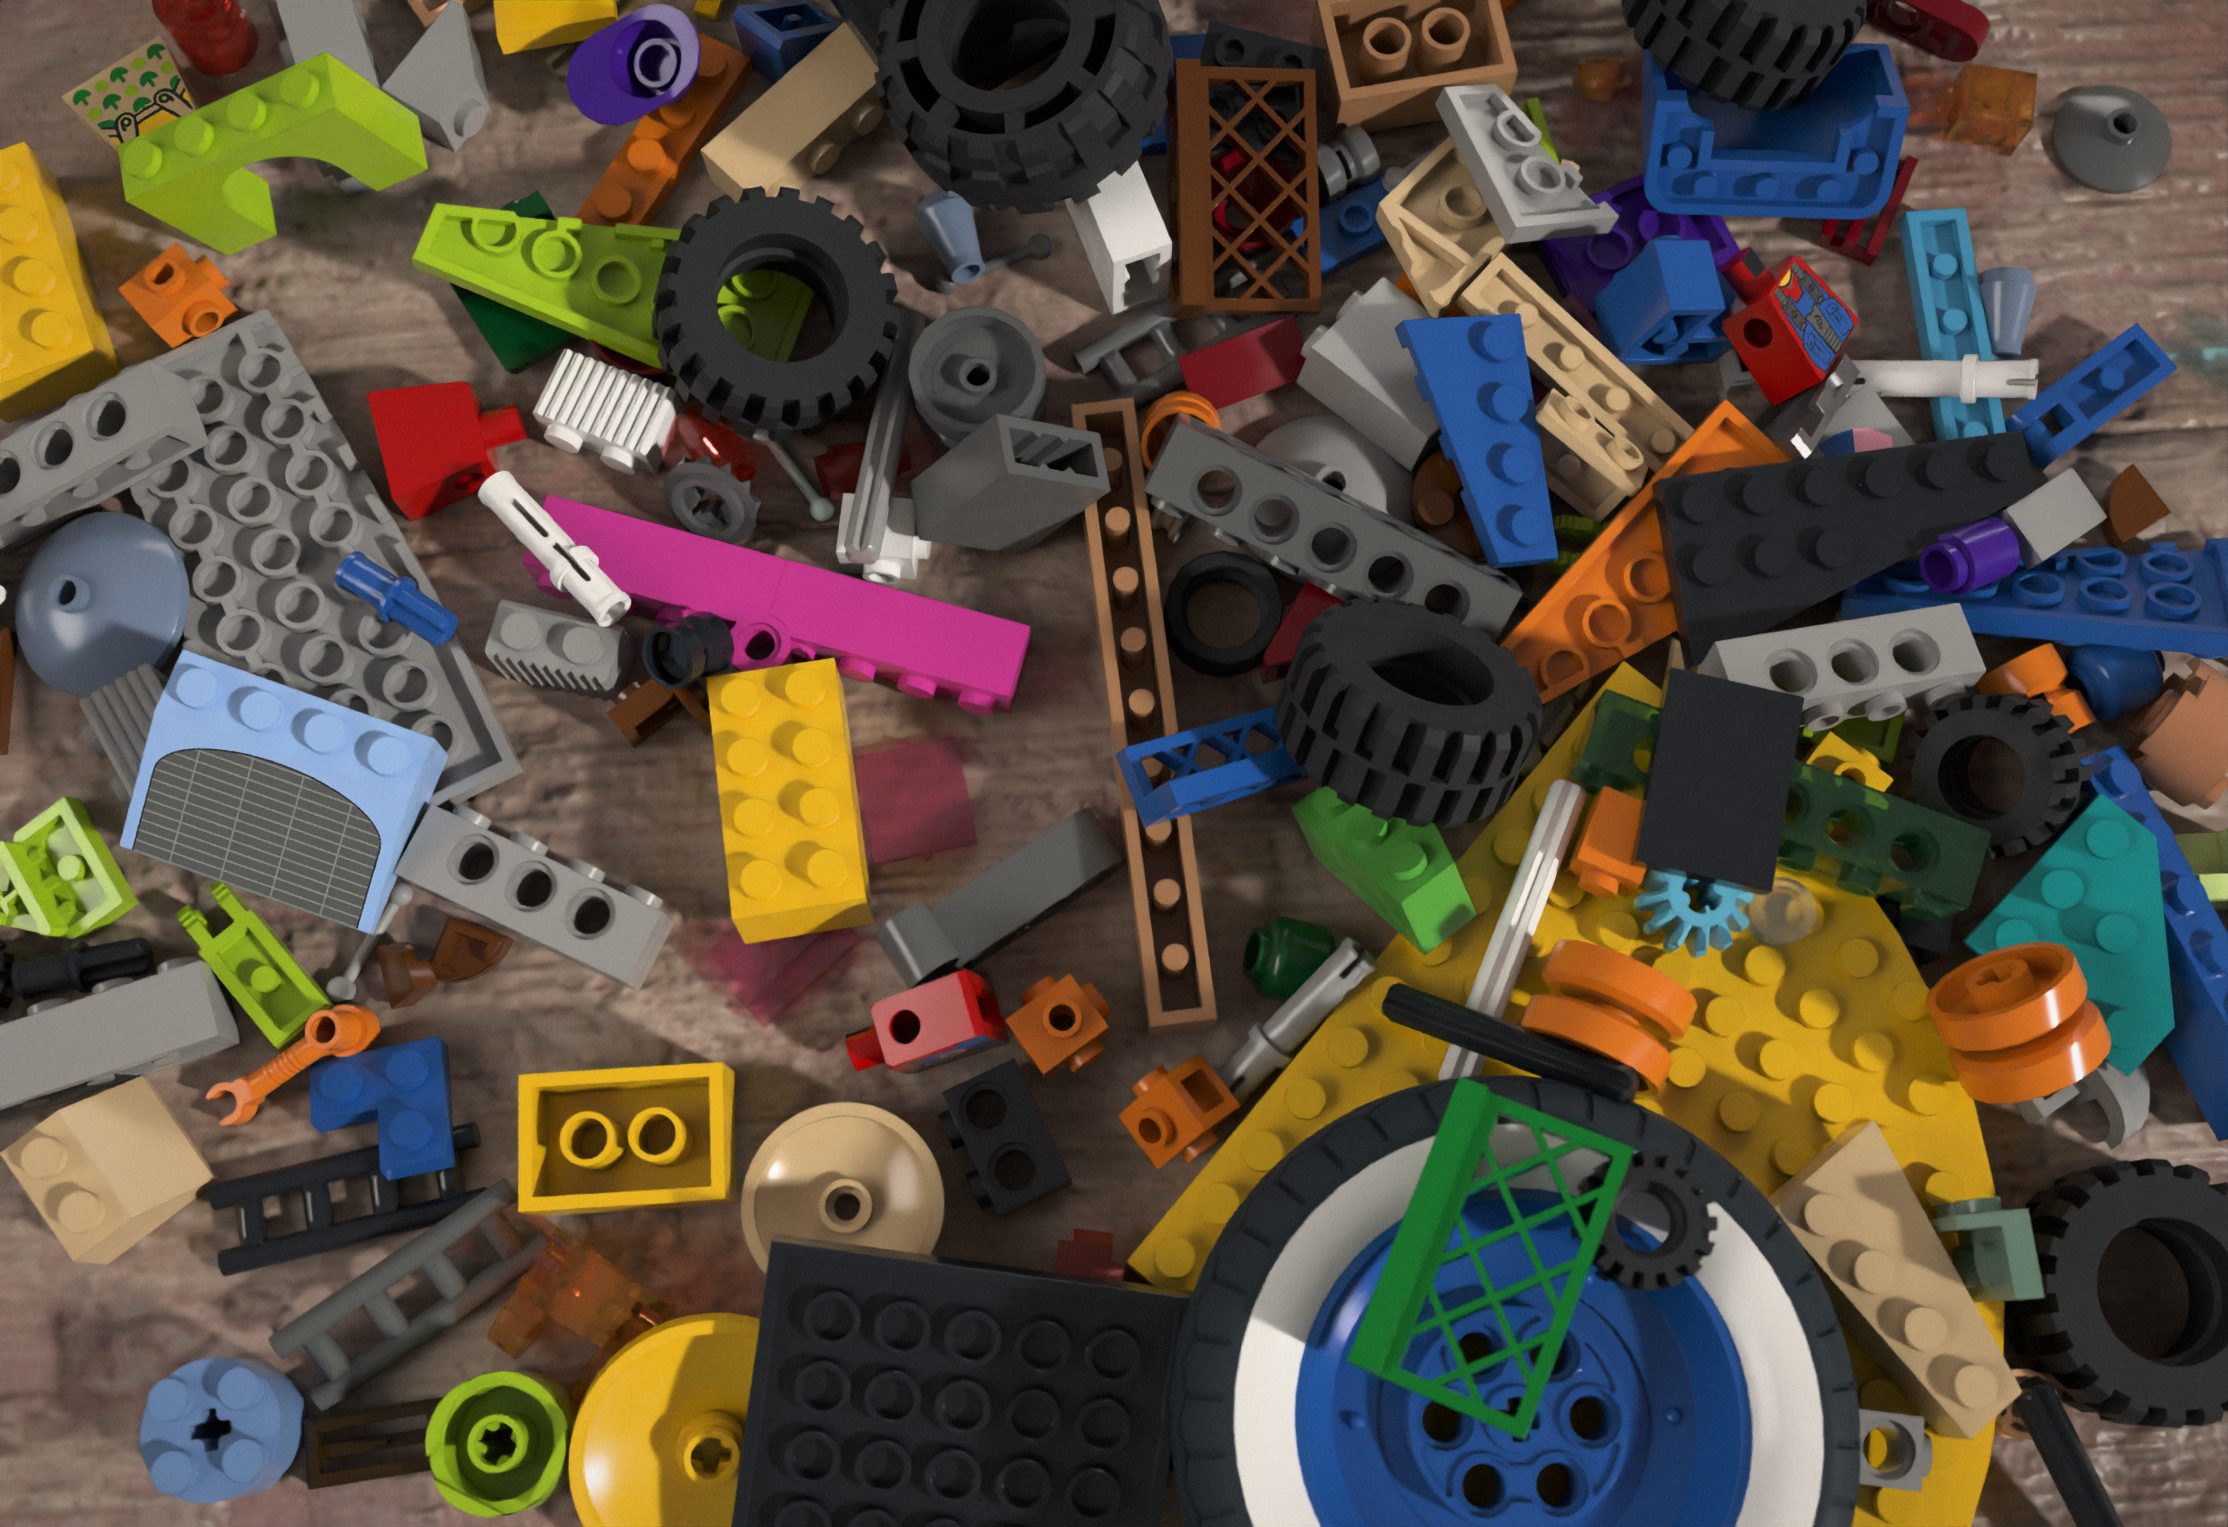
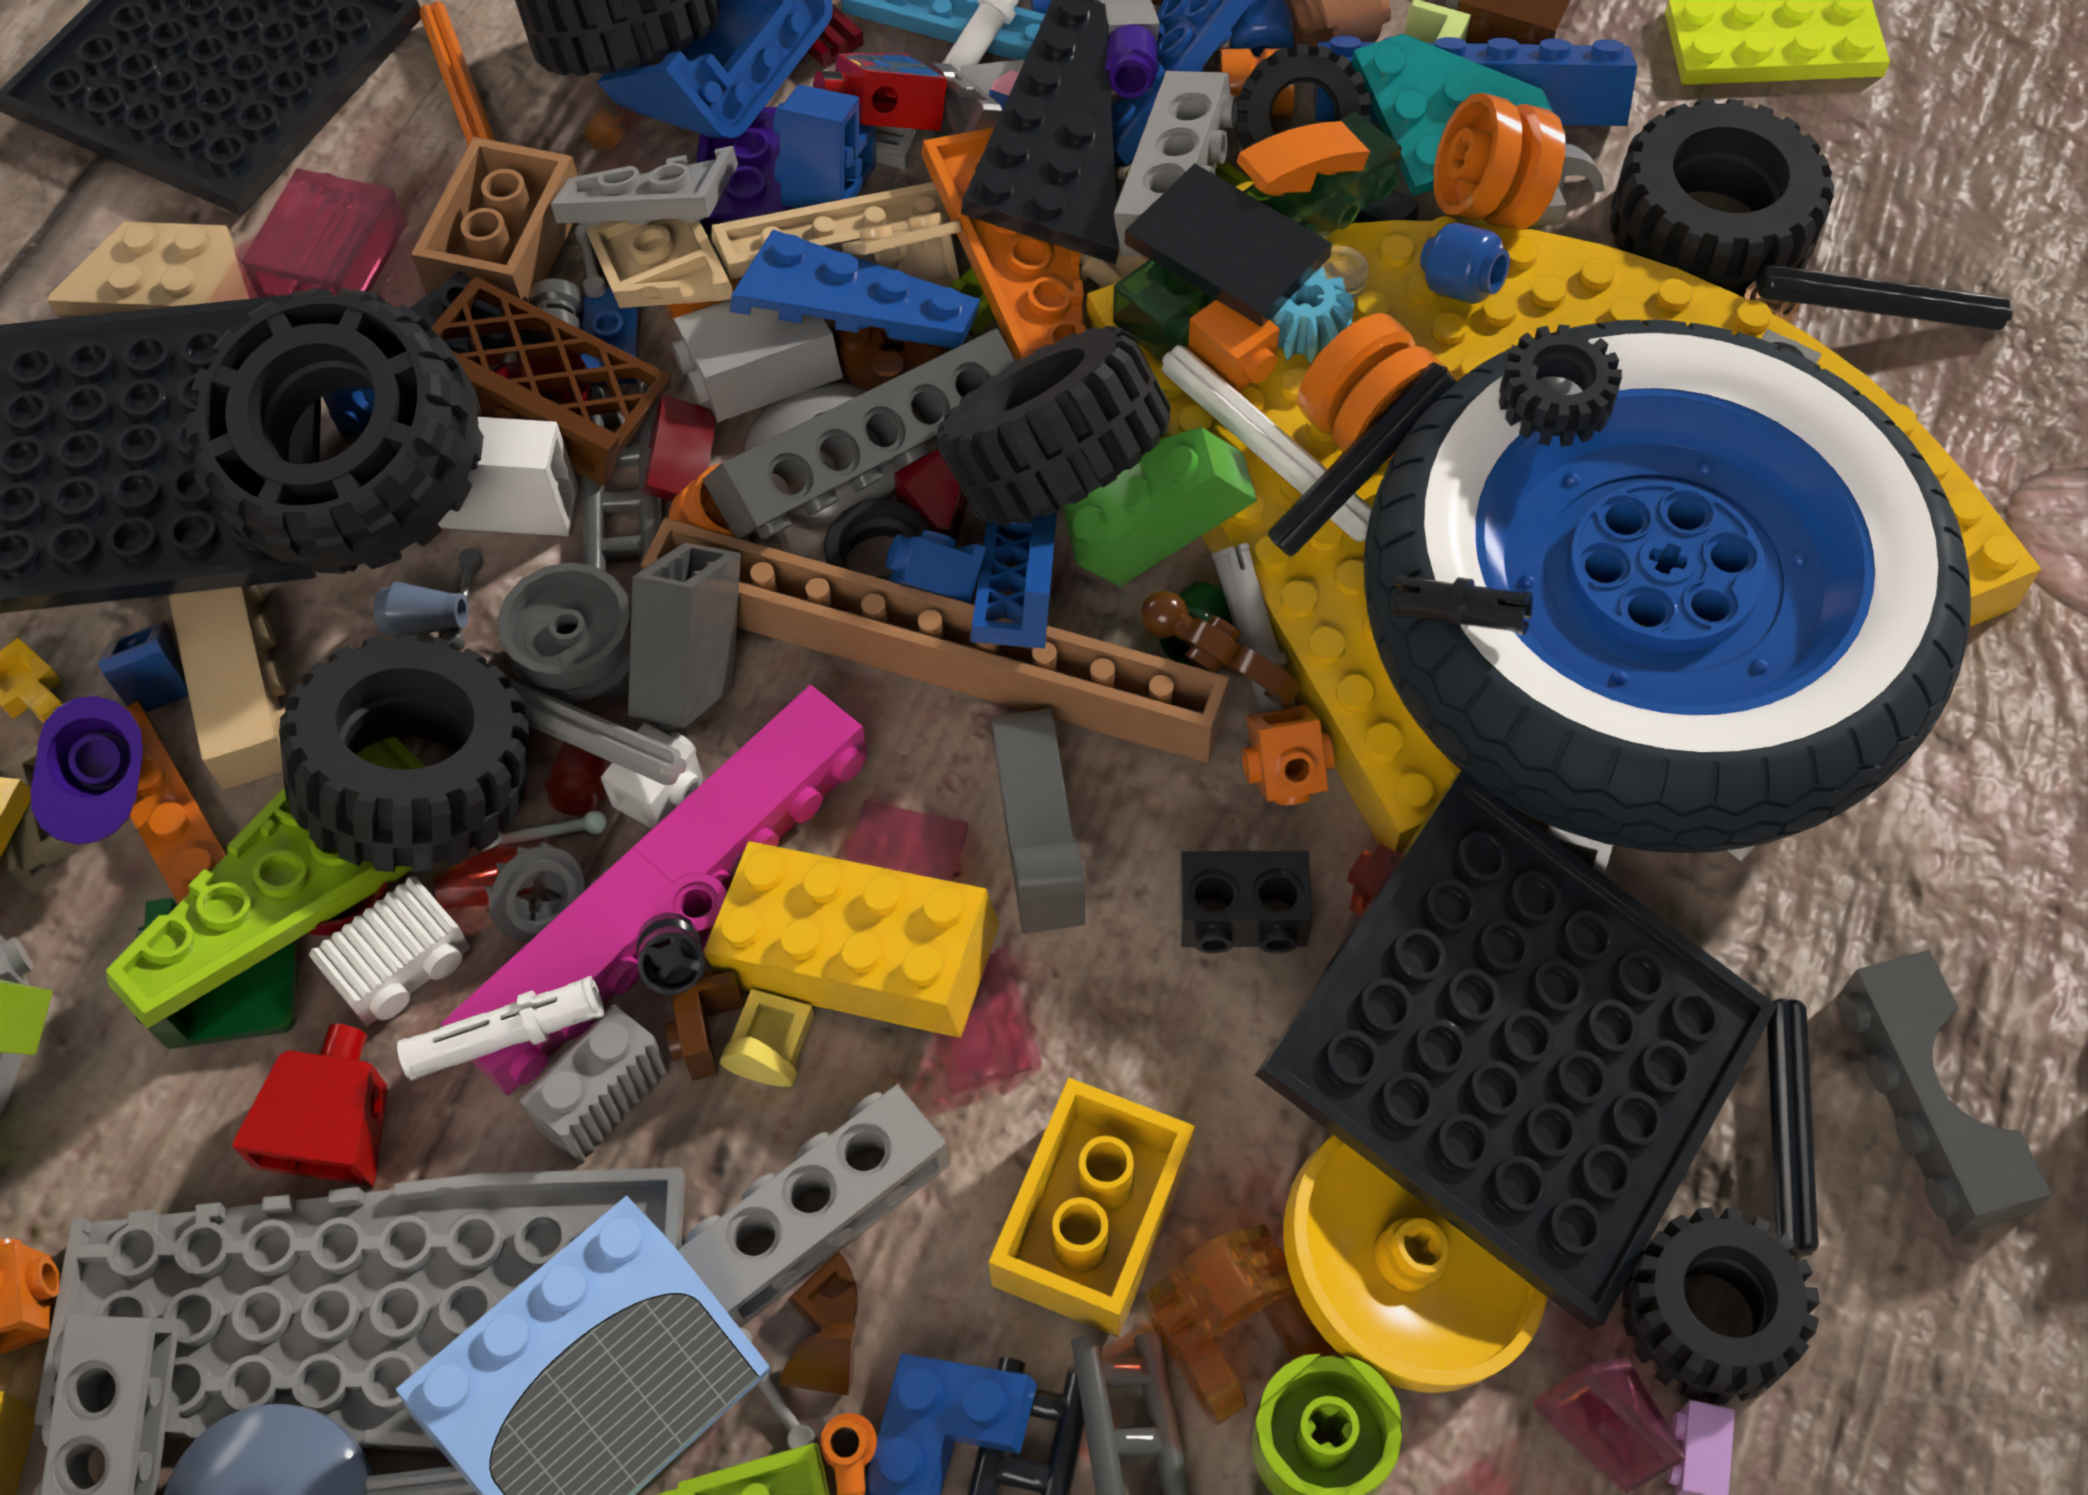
camera: 60 degrees left, 15 degrees down
(396, 599) = (455, 1203): blue axle -> none
(674, 774) = (768, 1039): none -> light yellow tile
(836, 1154) = (1206, 1015): tan dish -> none
(956, 1020) = (1117, 891): torso -> none
(1055, 1049) = (1168, 812): orange brick -> none
(1208, 676) = (935, 564): none -> blue brick
(1245, 991) = (1216, 646): none -> reddish brown piece
(1306, 1228) = (1462, 604): none -> black pin
(1427, 1232) = (1511, 527): green fence -> none
(1855, 1042) = (1465, 263): none -> blue head
(1871, 801) = (1295, 156): none -> orange slope
(1896, 1282) = (1714, 293): tan wedge -> none
(1994, 1249) = (1662, 238): sand green bracket -> none

